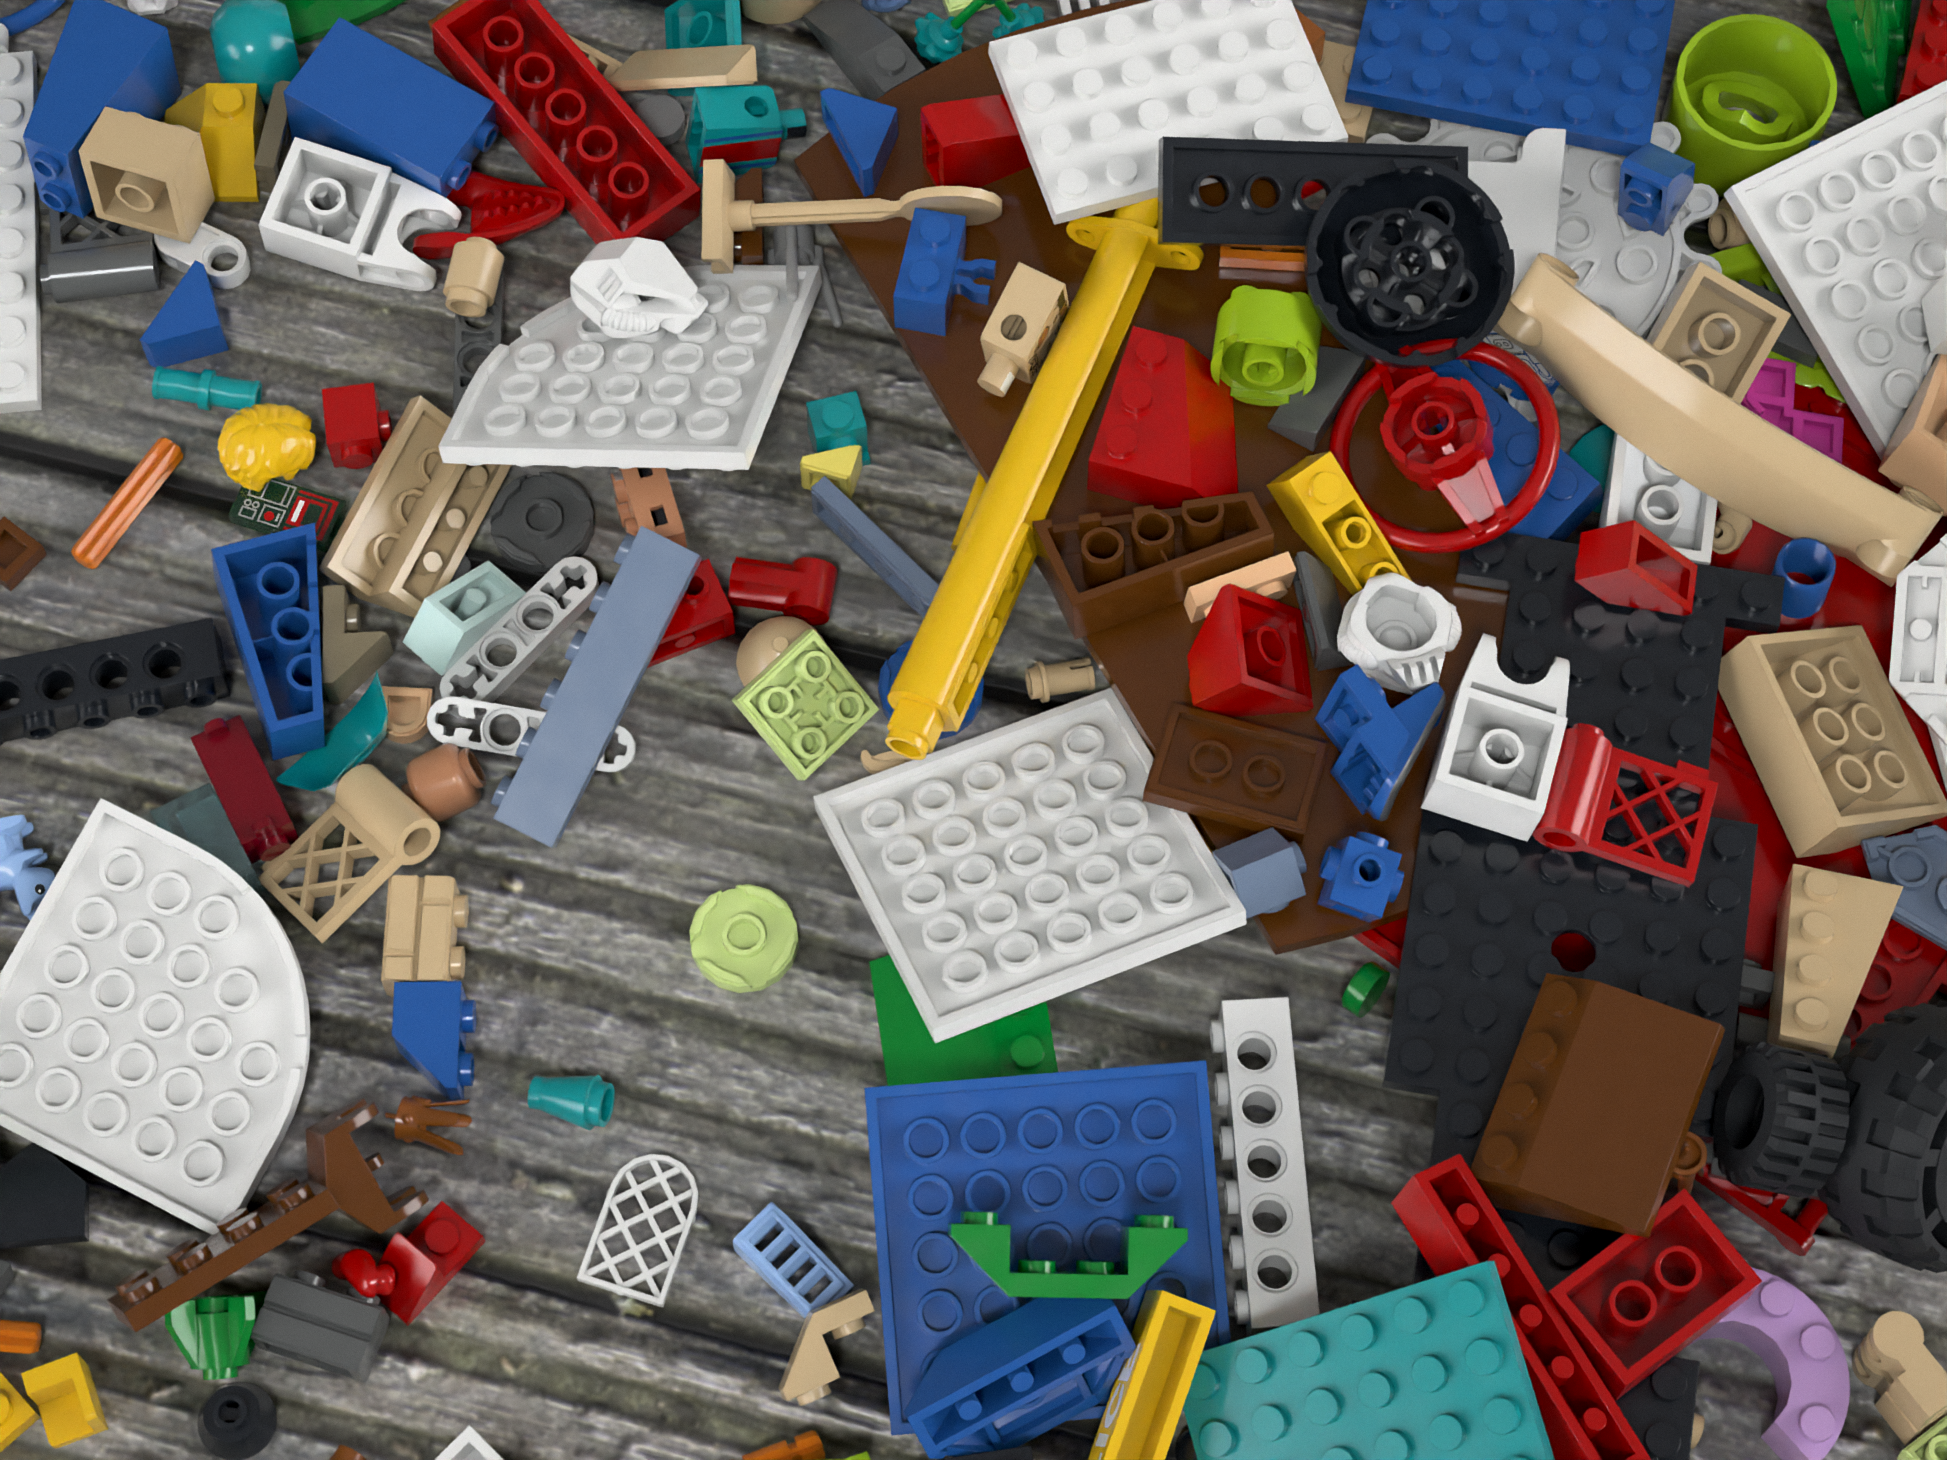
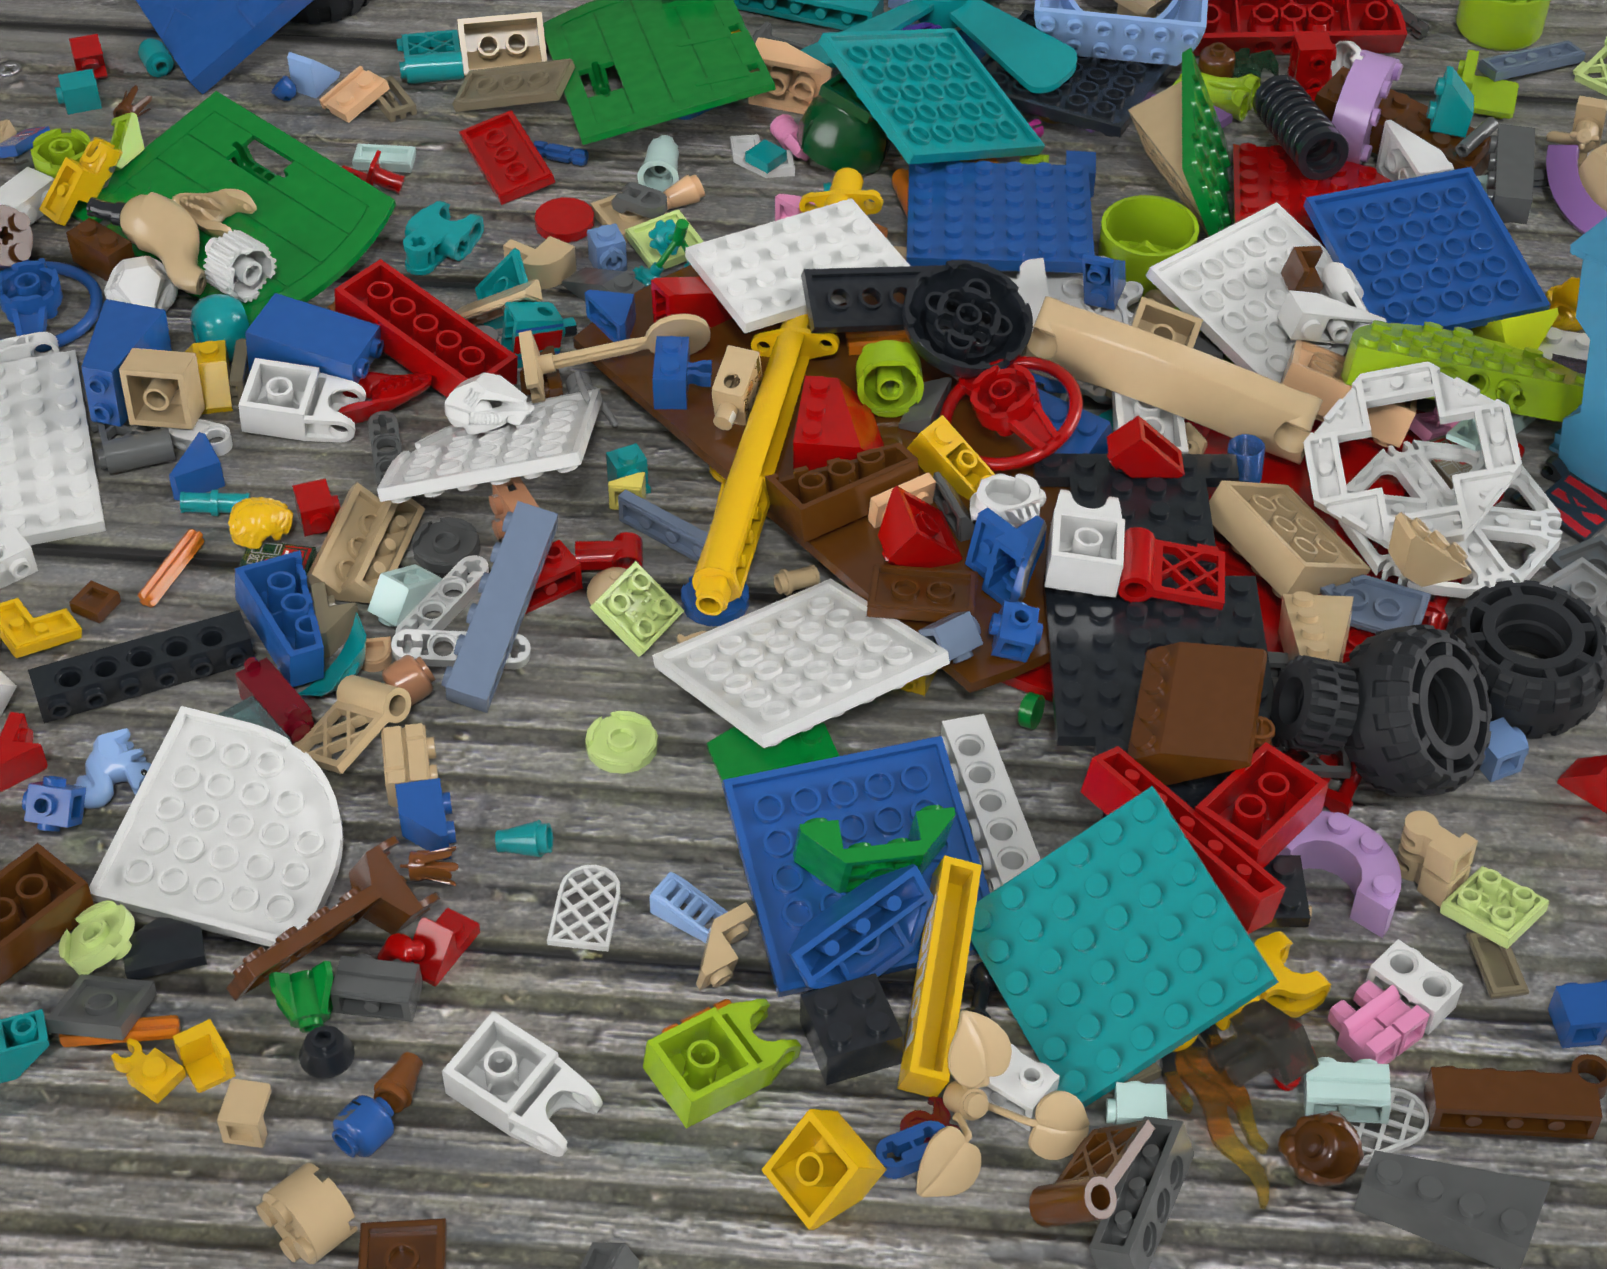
camera: 10 degrees left, 20 degrees down
(473, 277) = (380, 420): tan brick -> none

